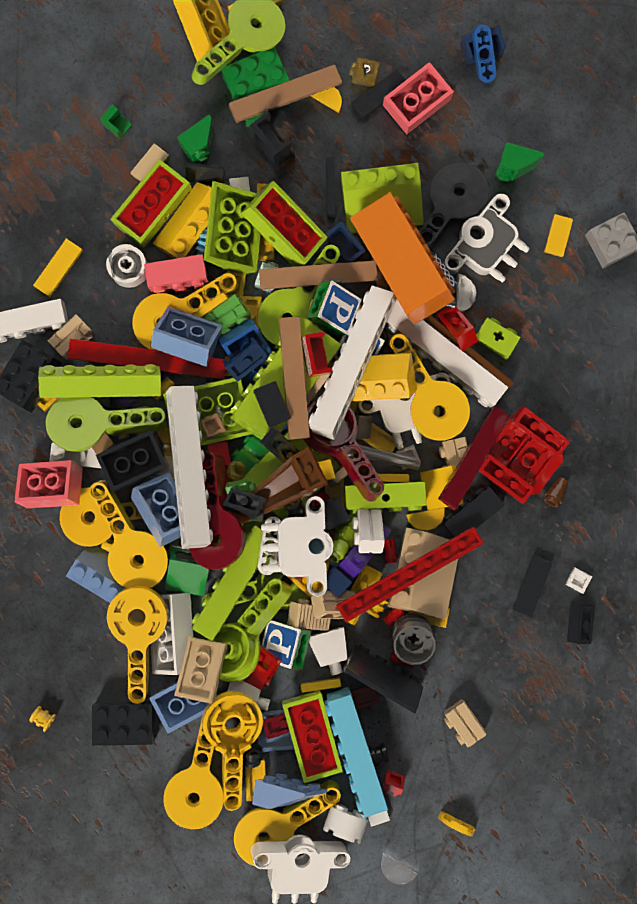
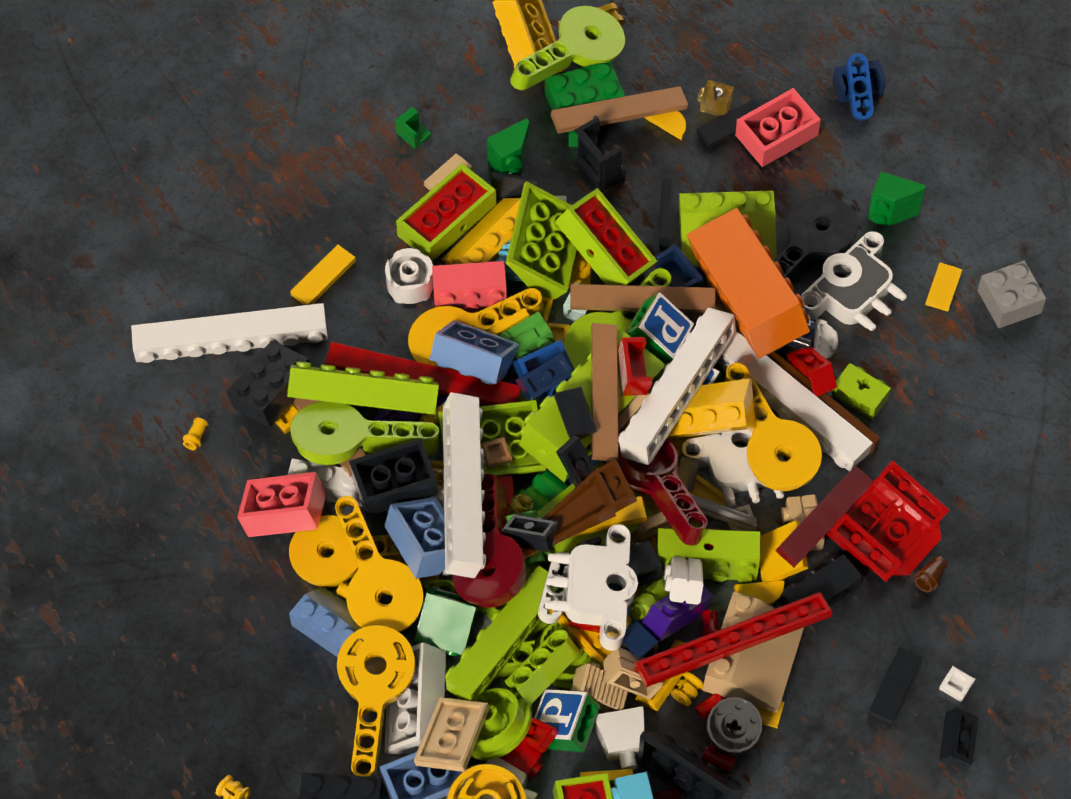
camera: 10 degrees right, 25 degrees down
(73, 329) = (319, 347): tan brick -> none

